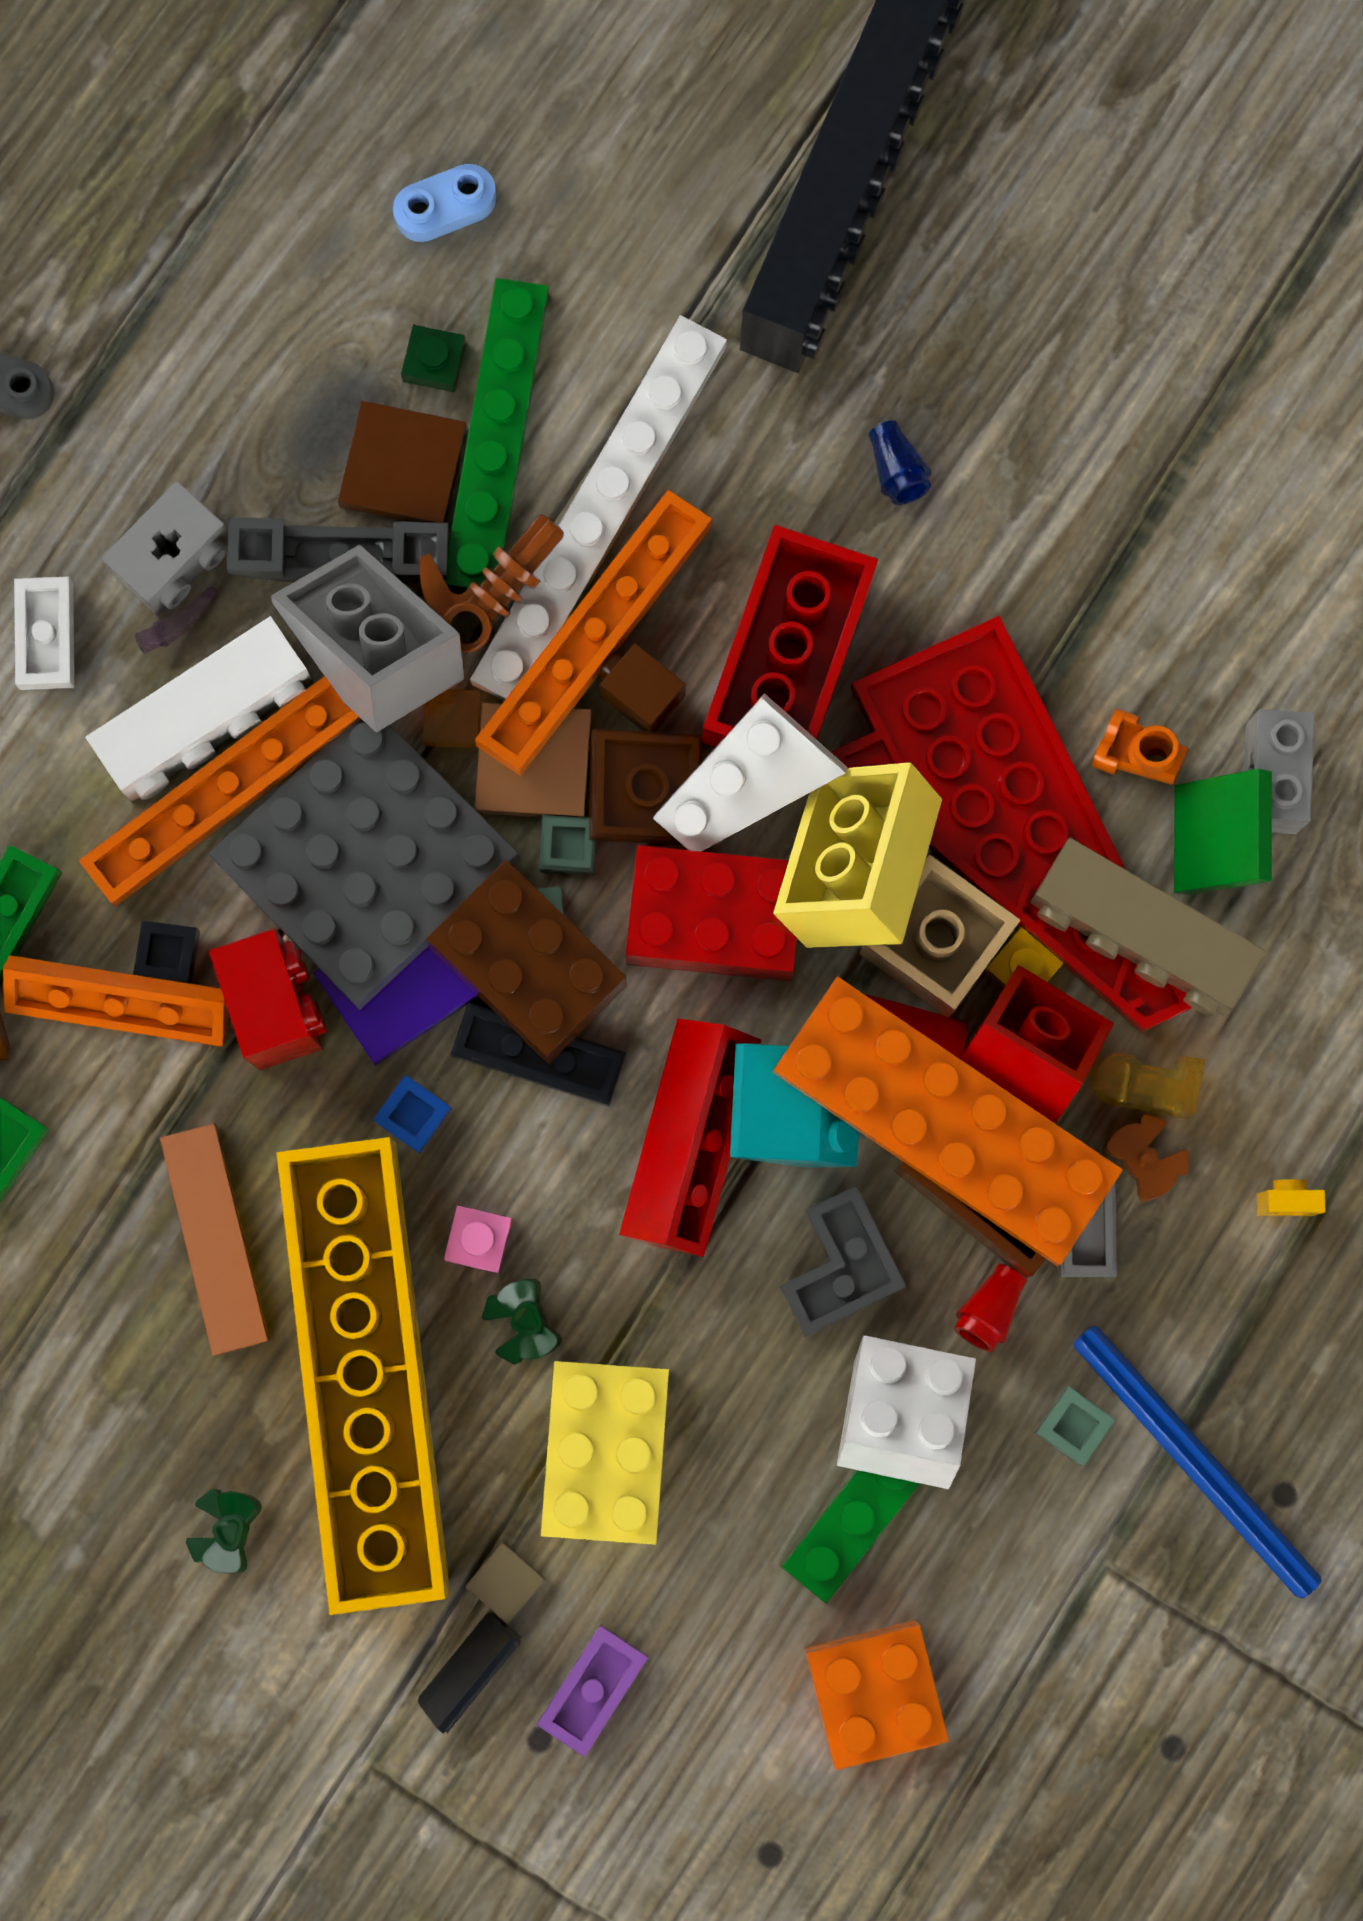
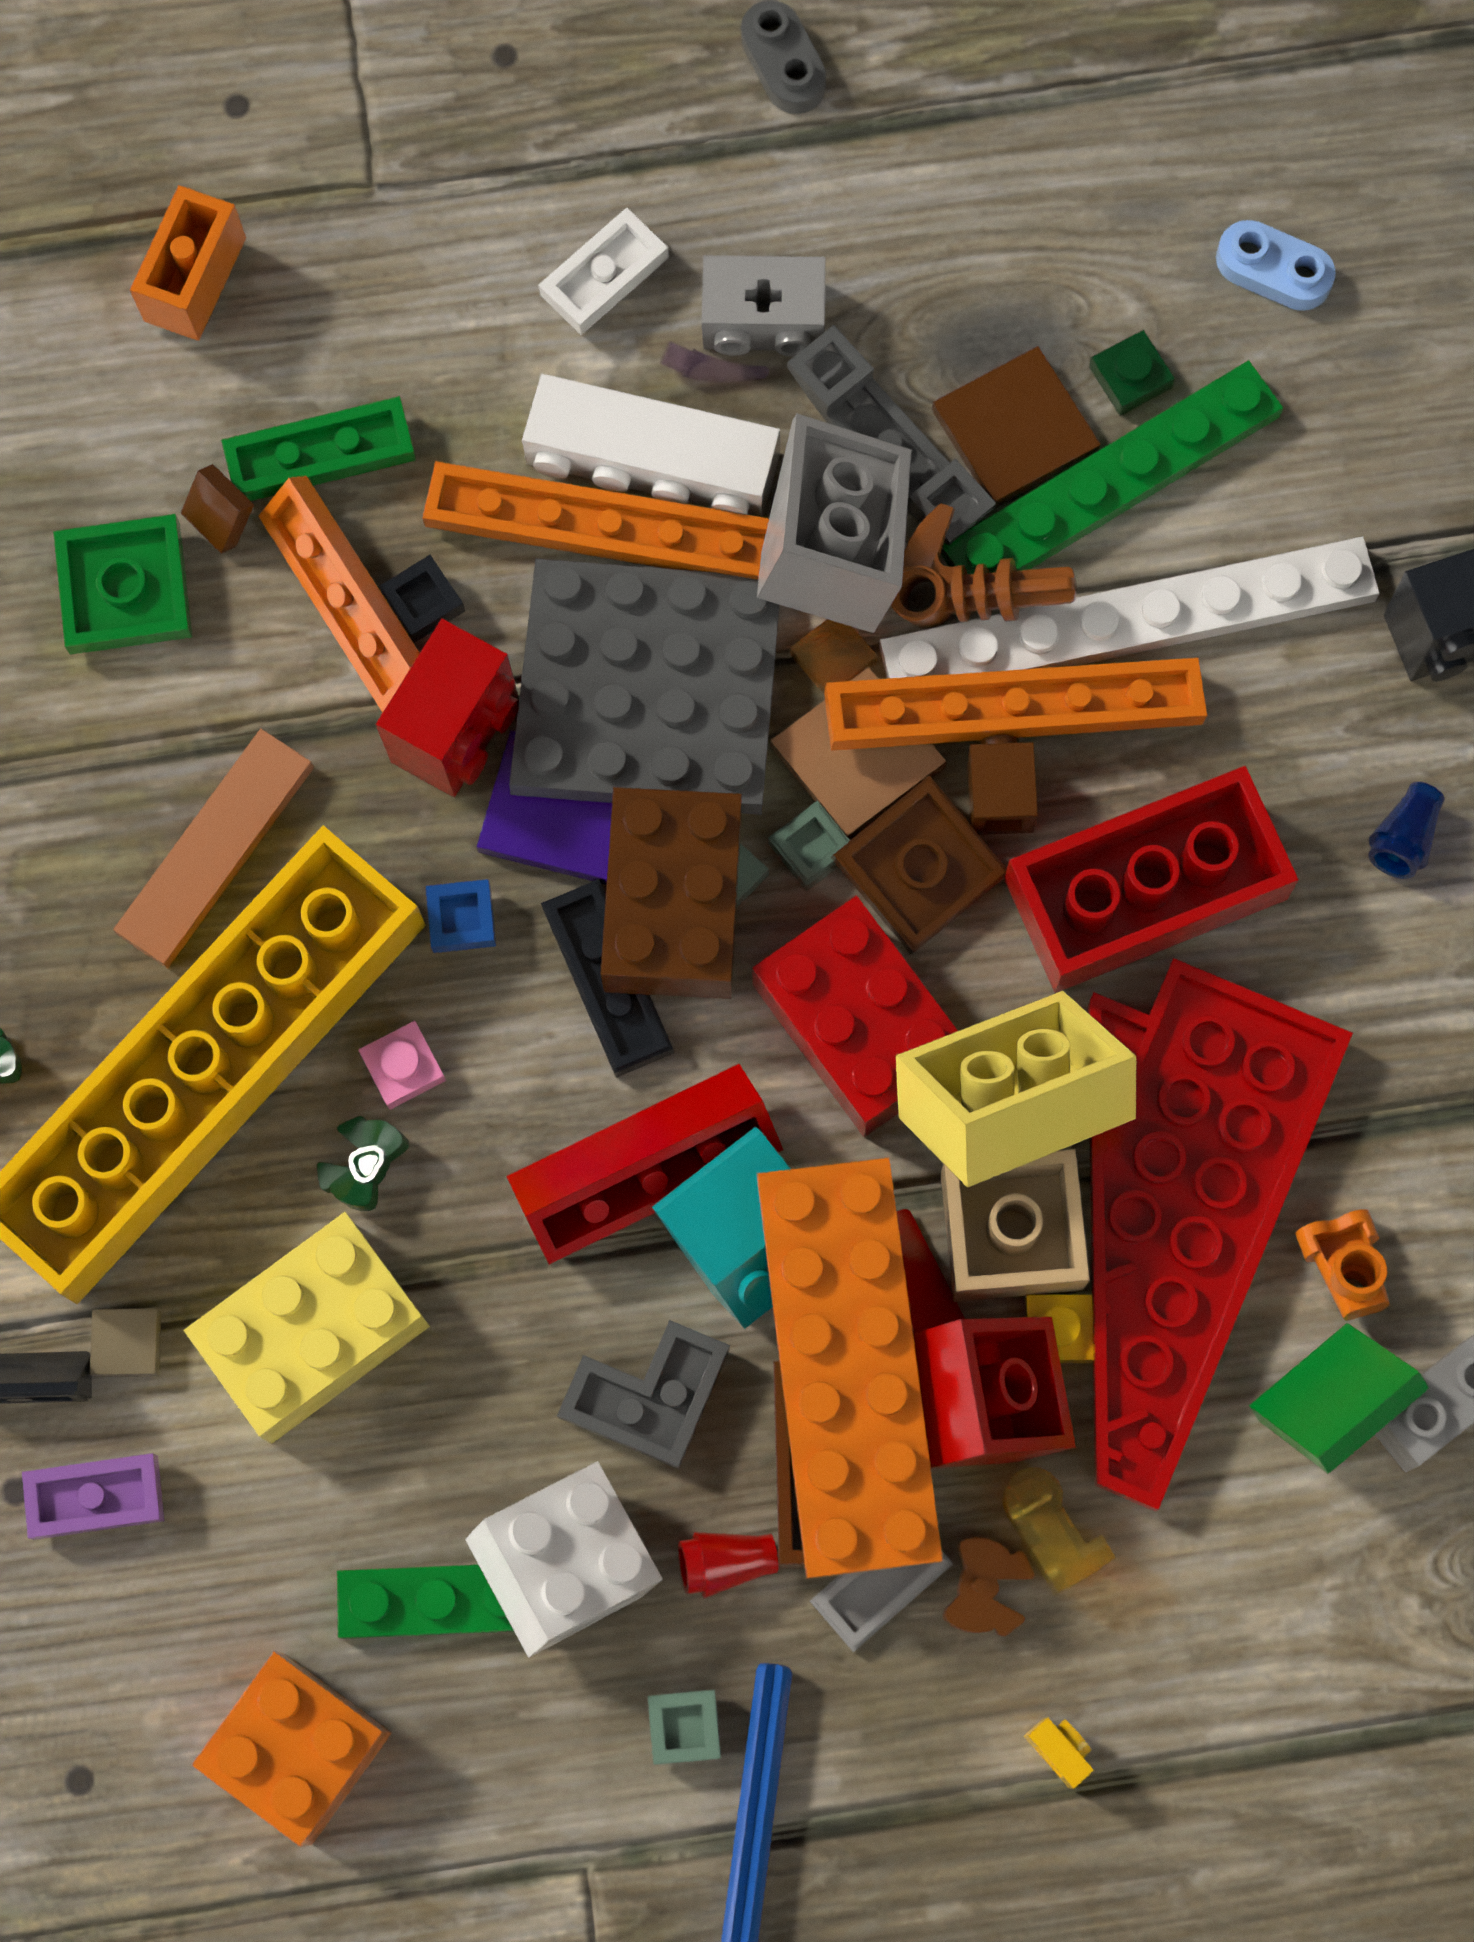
camera: 55 degrees right, 5 degrees down
(748, 776) = (1001, 934): white wing -> none
(1146, 927) = (1187, 1401): dark tan brick -> none

